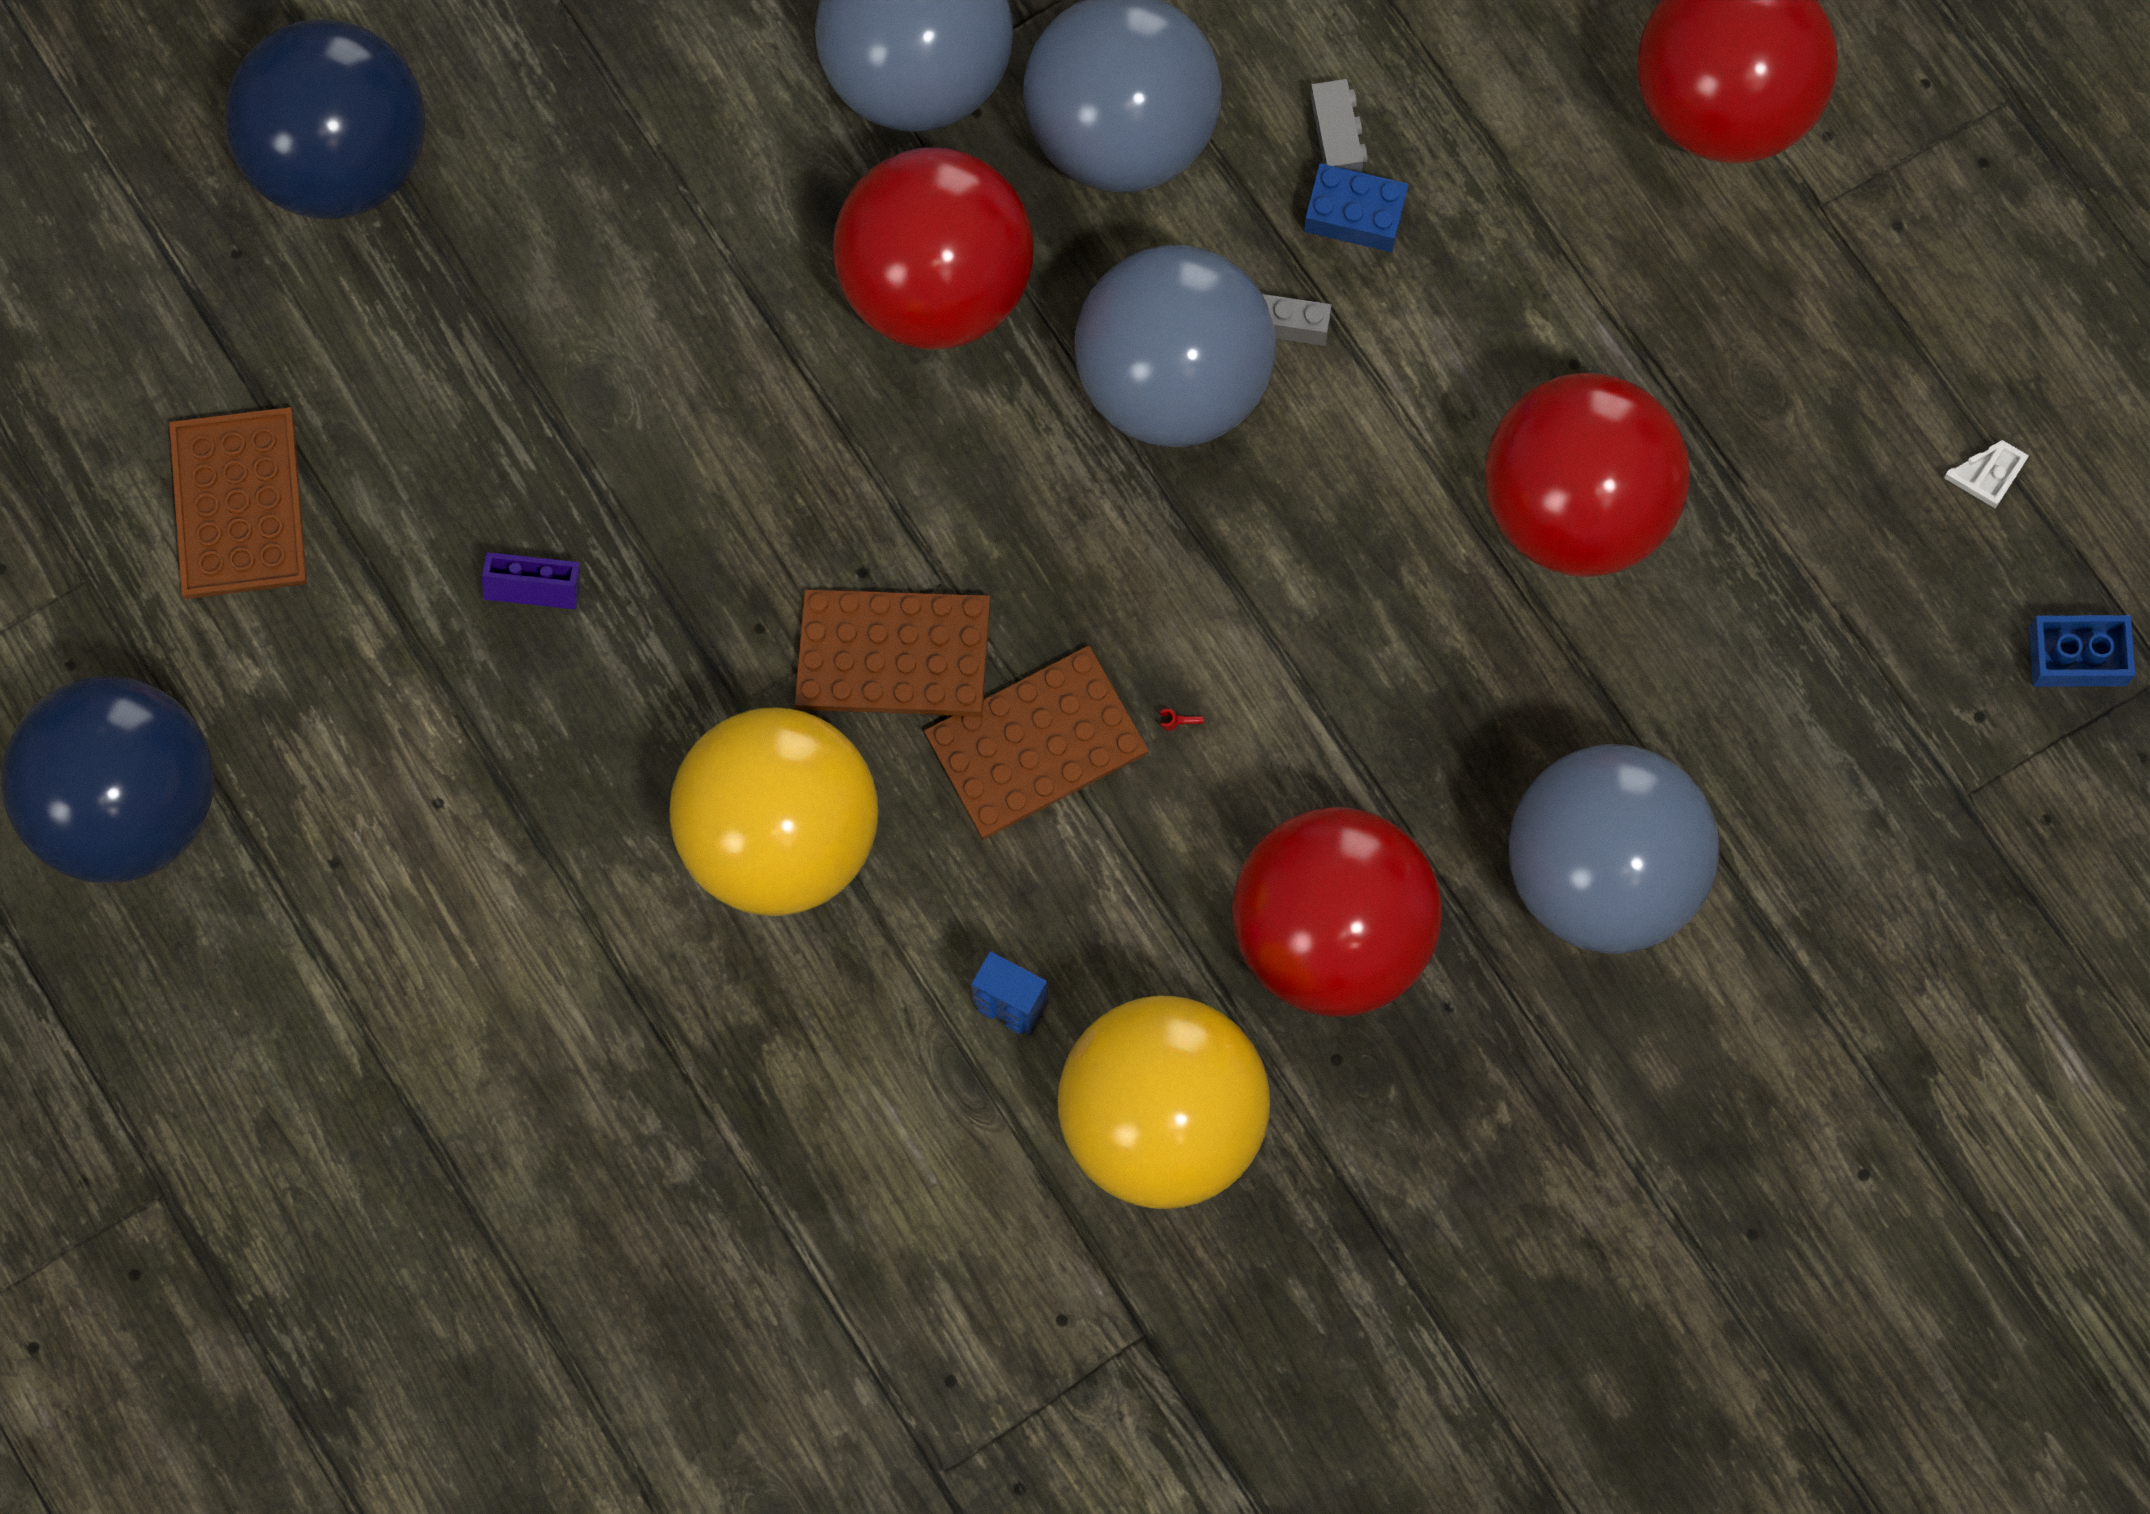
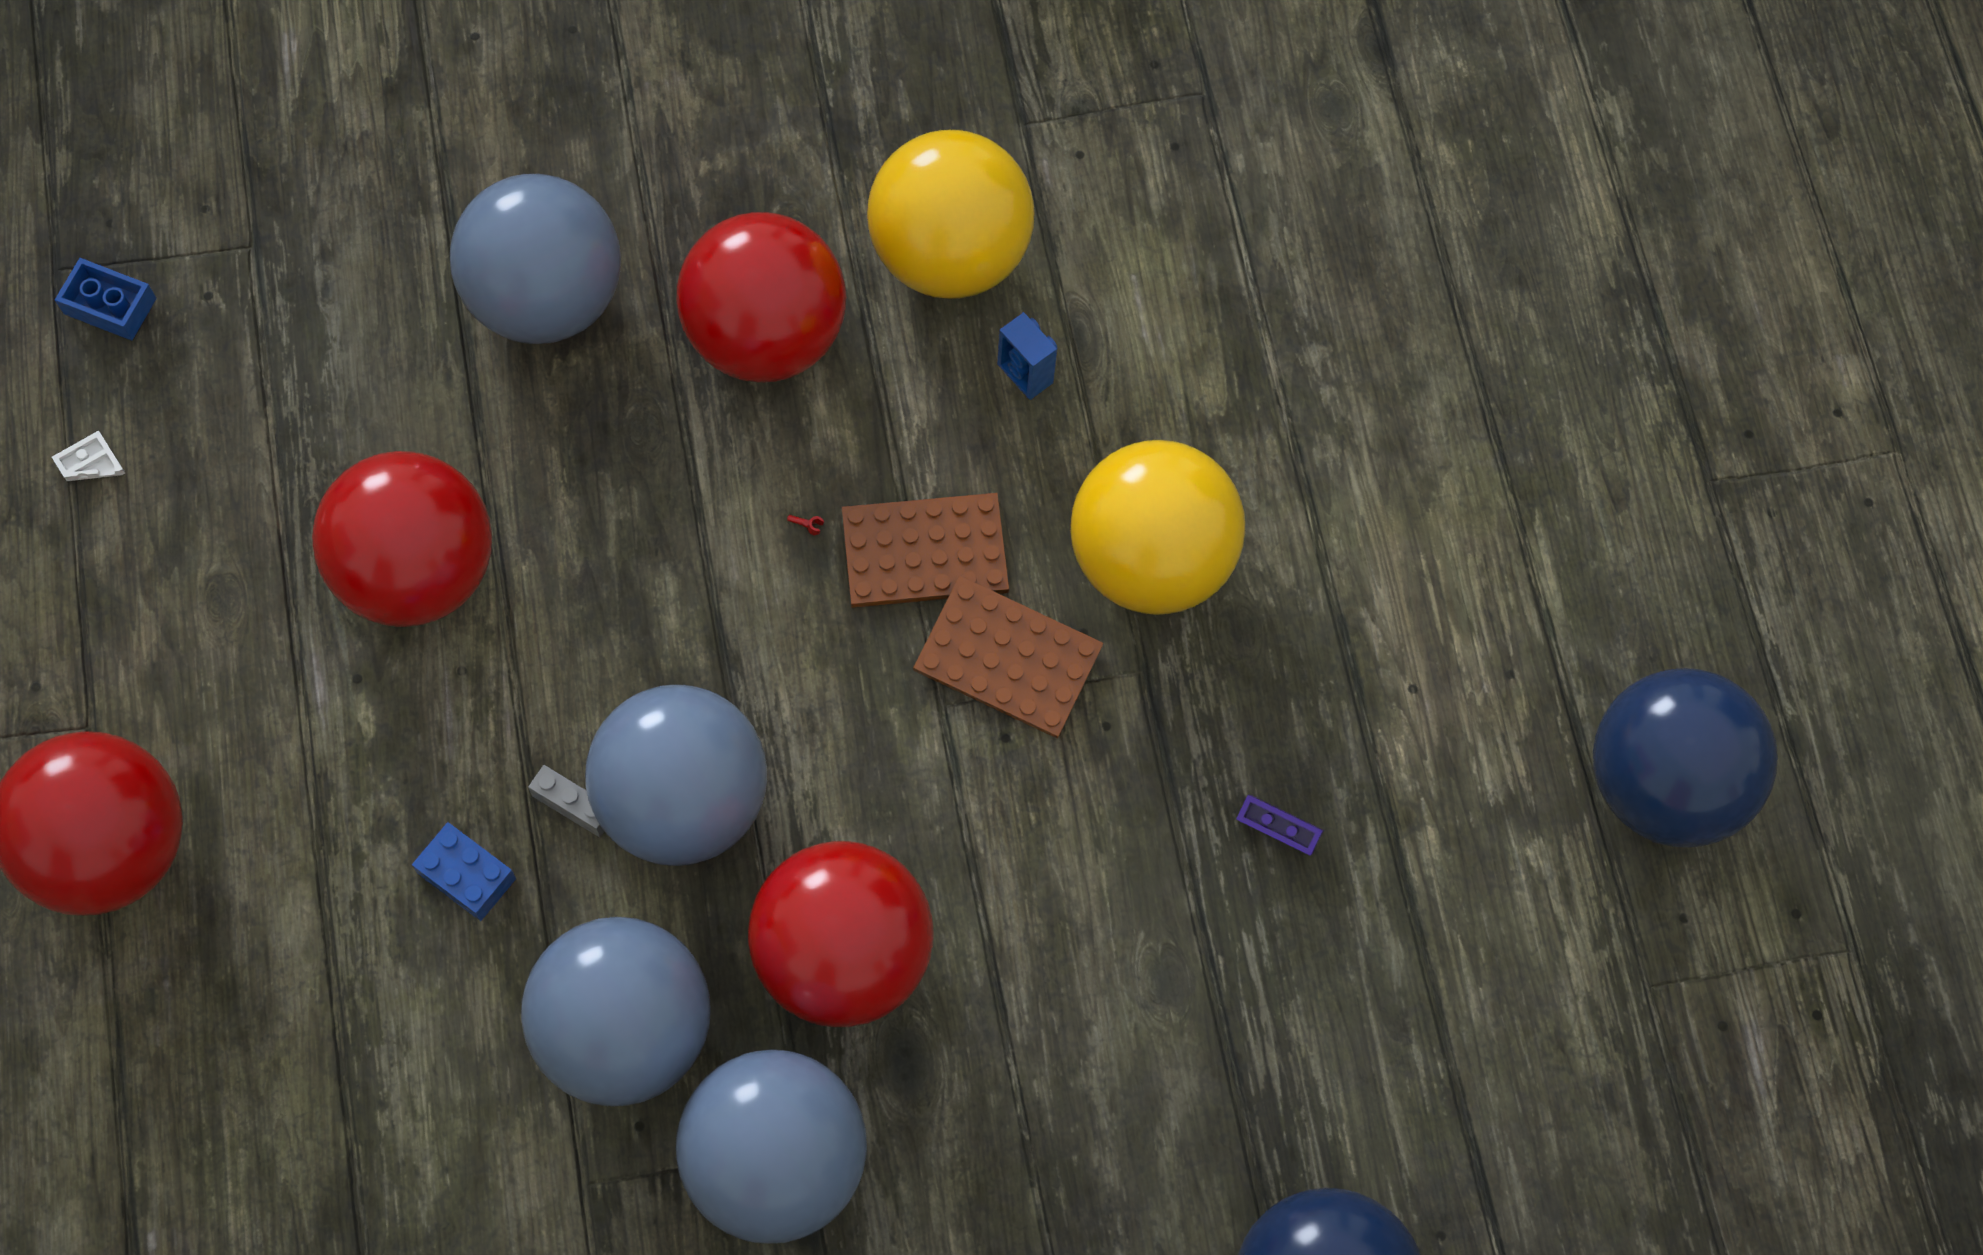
camera: 165 degrees left, 5 degrees down
(238, 503) = (1505, 998): dark orange plate -> none
(1337, 126) = (443, 950): light grey brick -> none

